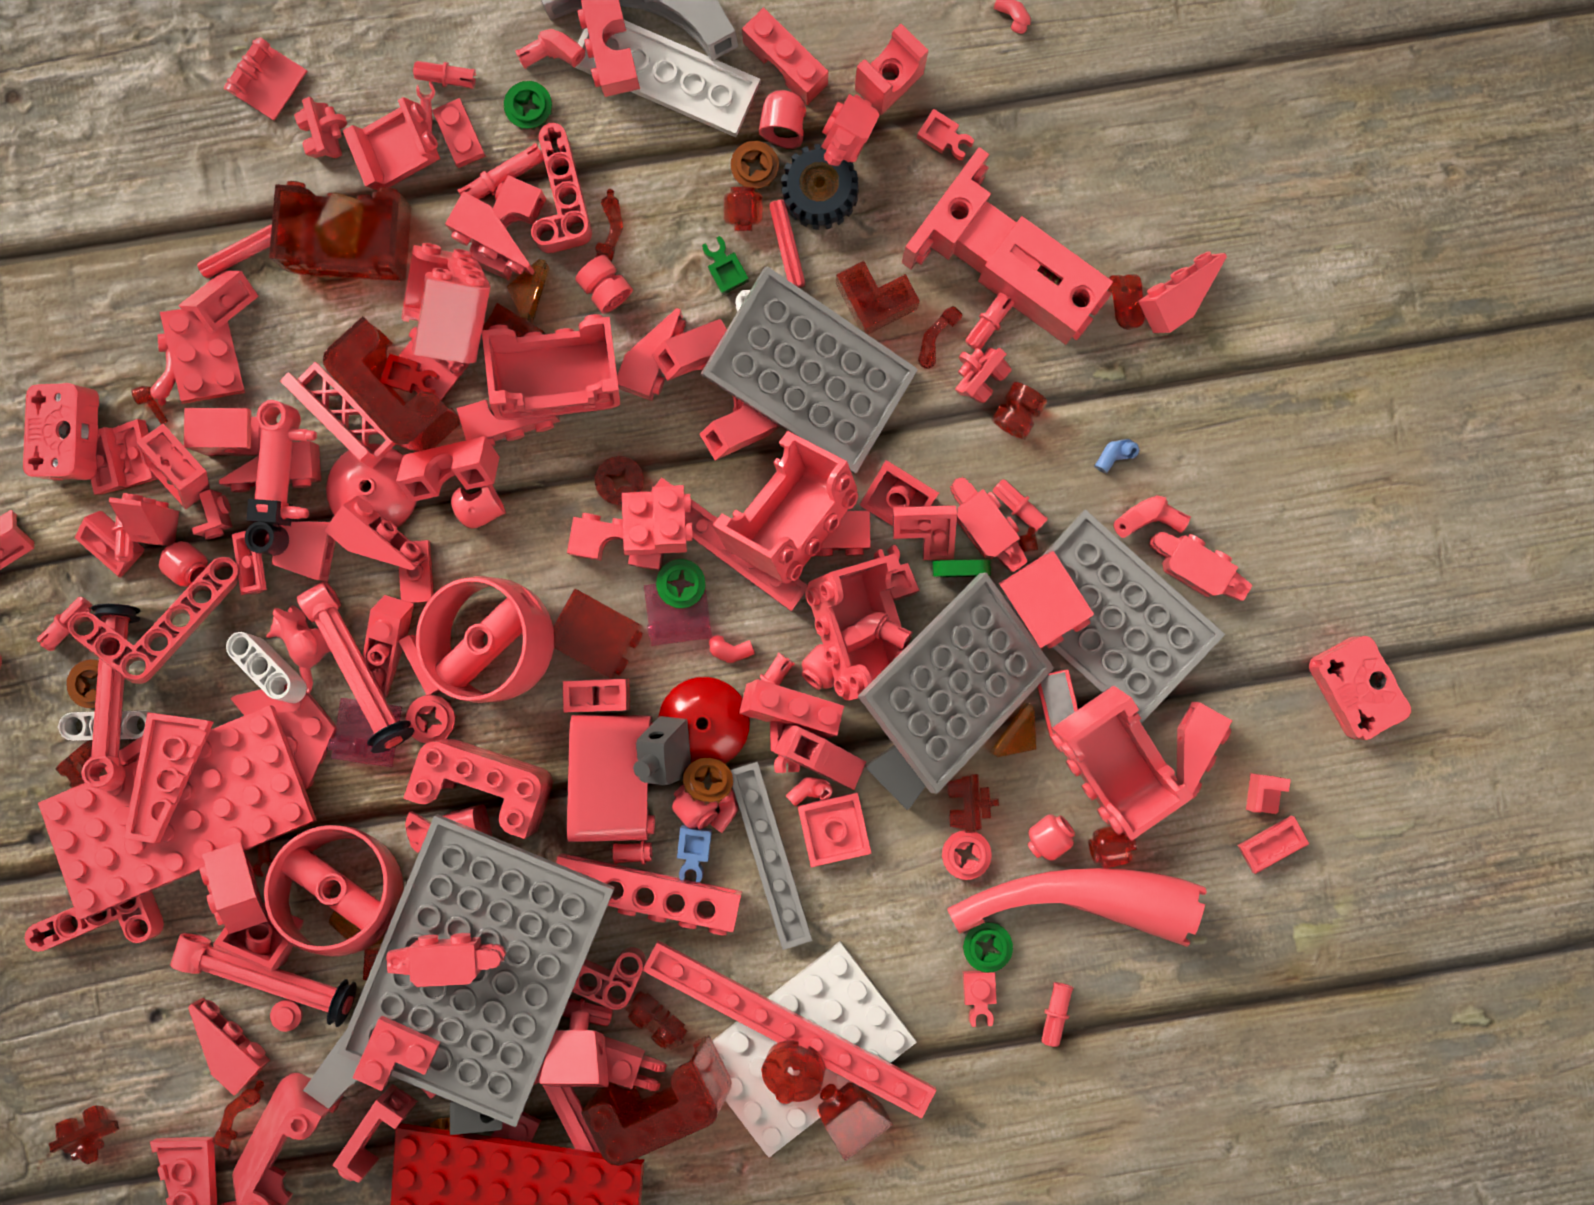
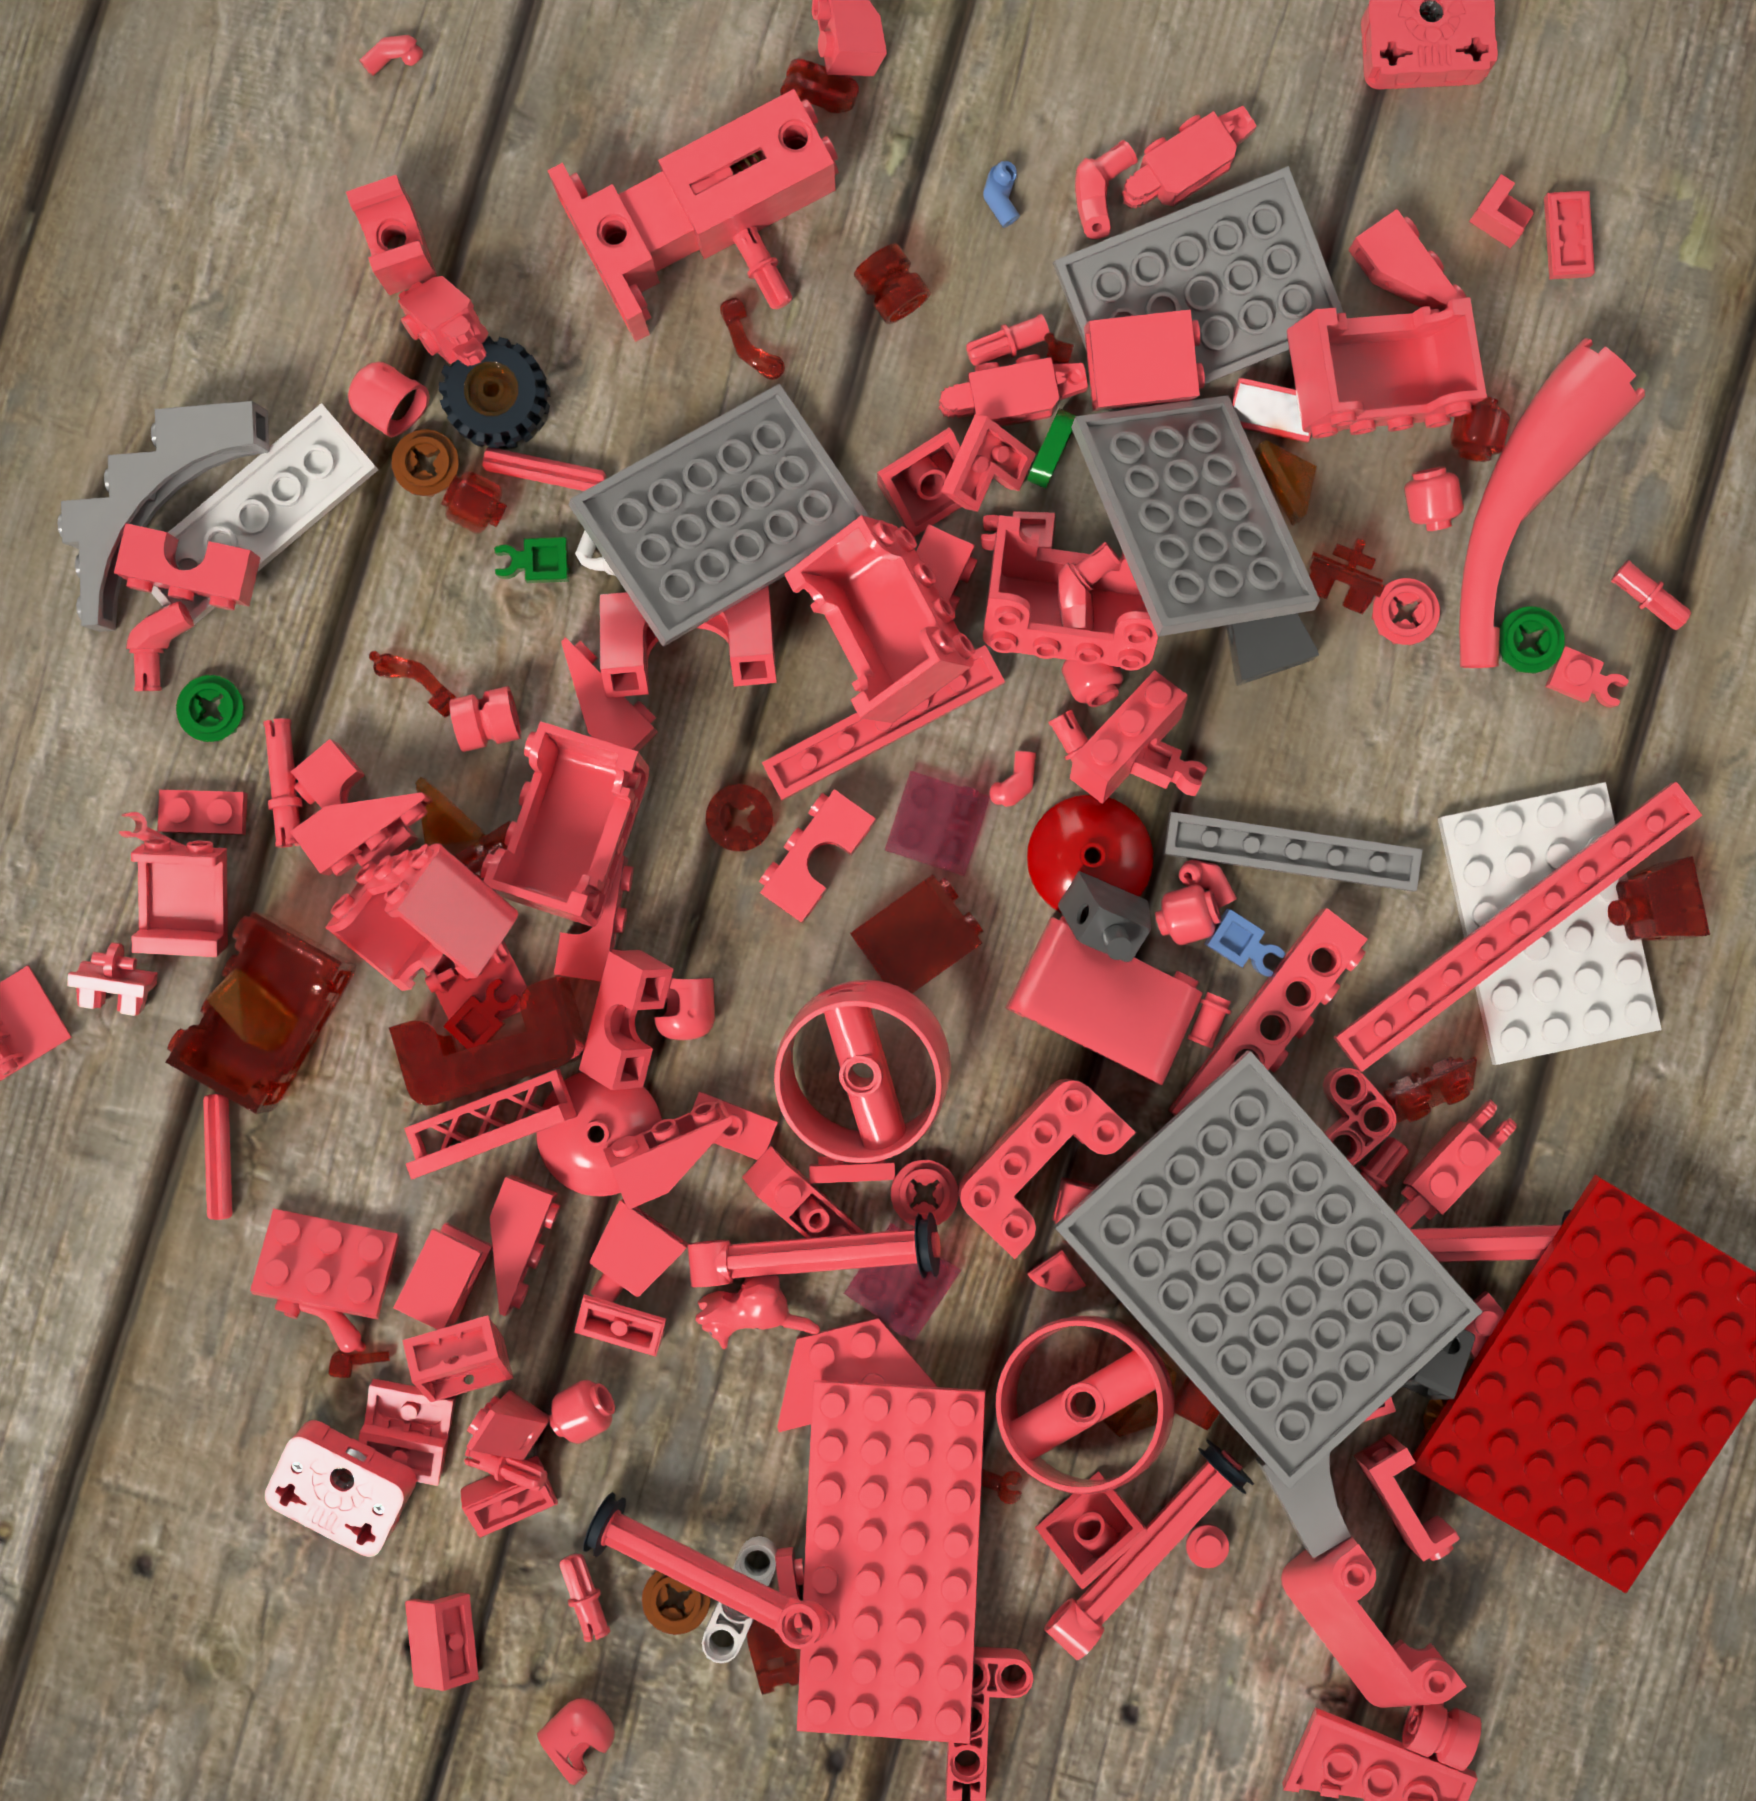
camera: 65 degrees left, 0 degrees up
(162, 627) = (656, 1467): coral beam -> none
(163, 768) = (832, 1546): coral wing -> none
(216, 510) = (532, 1337): coral bracket -> none
(220, 299) = (268, 1207): coral panel -> none
(228, 1052) = (1222, 1638): coral slope -> none
(232, 888) = (1022, 1530): coral brick -> none
(244, 1101) = (1290, 1650): clear red piece -> none
(254, 663) = (748, 1376): white beam -> none
(272, 480) = (565, 1260): coral piece -> none
(392, 1044) = (1311, 1412): coral plate -> none
(444, 74) = (119, 794): coral axle -> none
(444, 961) = (1240, 1296): coral hinge -> none
(561, 186) = (335, 716): coral beam -> none
(576, 1056) = (1431, 1197): coral torso -> none
(596, 695) = (995, 969): coral brick -> none
(633, 1126) = (1554, 1127): clear red windscreen -> none
(656, 521) = (816, 790): coral plate -> none
(670, 593) = (900, 781): green gear -> none
(720, 776) = (1164, 865): dark orange gear -> none
(774, 43) = (283, 364): coral arch -> none
(788, 1086) = (1588, 960): clear red plate -> none
(810, 787) = (1232, 764): coral arm -> none
(820, 756) = (1200, 730): coral slope -> none
(834, 829) = (1298, 758): coral plate -> none
(872, 305) = (673, 401): clear red brick -> none
(941, 133) = (498, 215): coral plate -> none
(977, 369) = (817, 310): coral hips -> none

